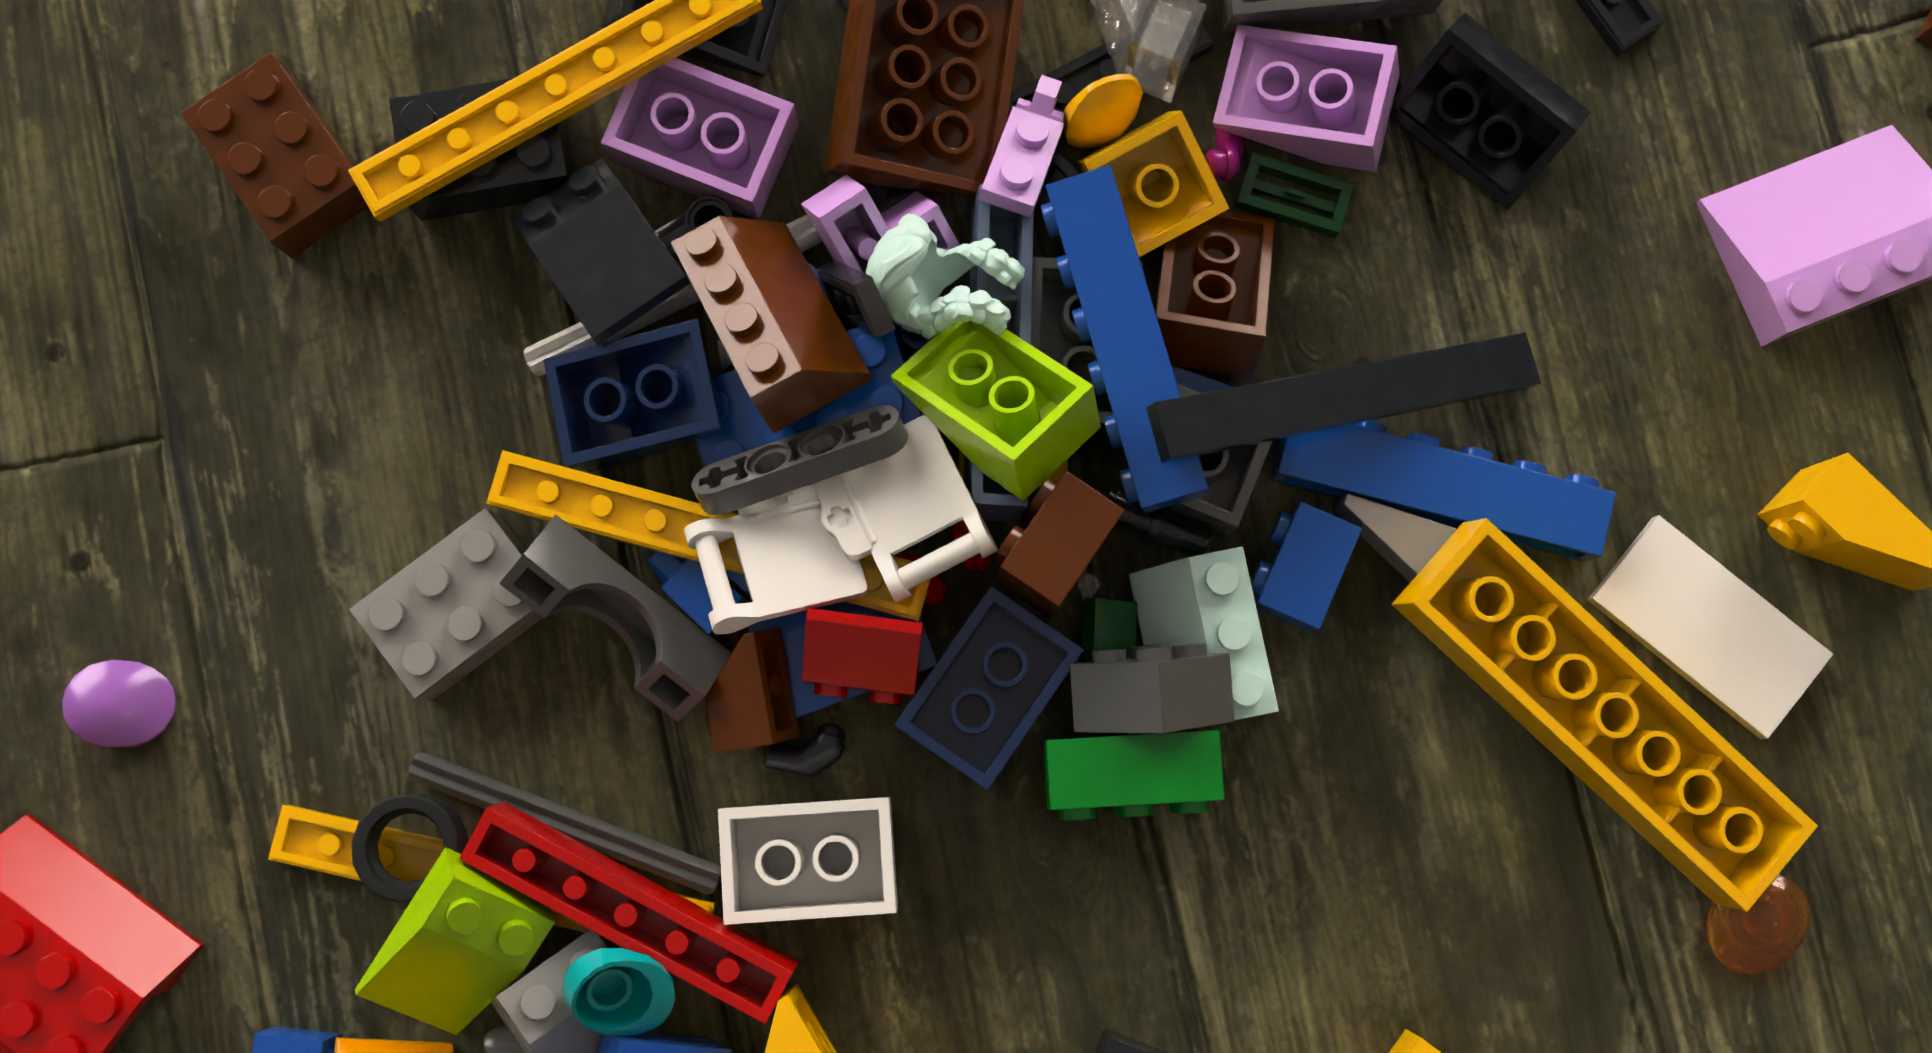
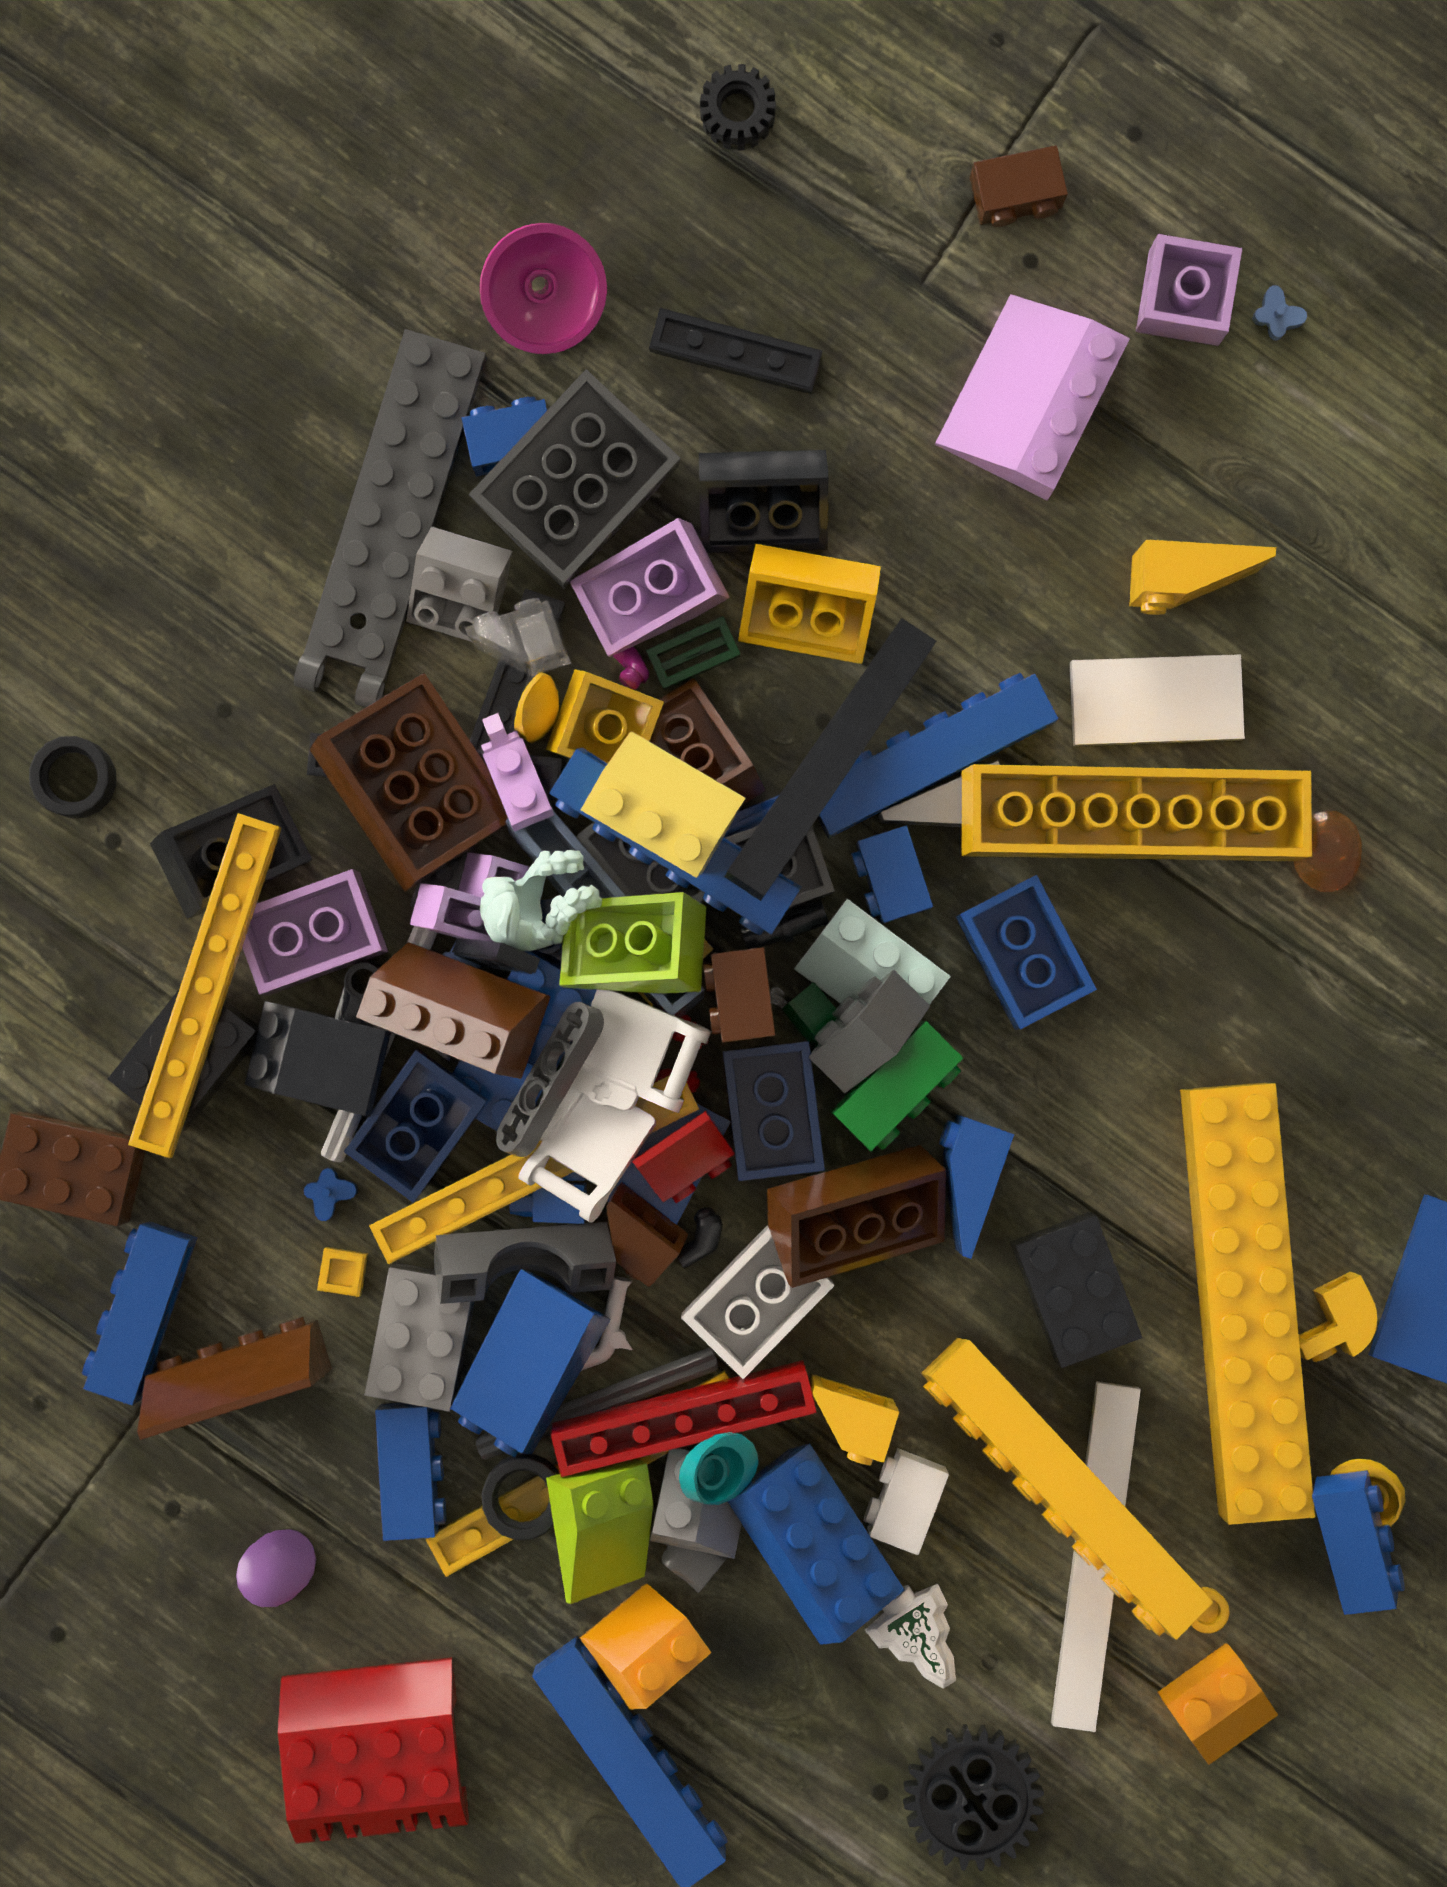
camera: 40 degrees left, 5 degrees up
(218, 346) = (139, 1313): none -> blue brick
(243, 478) = (232, 1377): none -> reddish brown slope
(326, 725) = (409, 1471): none -> blue brick
(442, 479) = (342, 1271): none -> yellow tile
(498, 393) = (328, 1192): none -> blue piece
(532, 720) = (527, 1363): none -> blue slope
(640, 759) = (612, 1337): none -> white piece
(980, 864) = (857, 1214): none -> reddish brown slope
(1132, 922) = (973, 1166): none -> blue slope
(1149, 284) = (663, 804): none -> light yellow slope
(1372, 754) = (1026, 953): none -> blue brick
(1447, 241) = (809, 603): none -> yellow slope

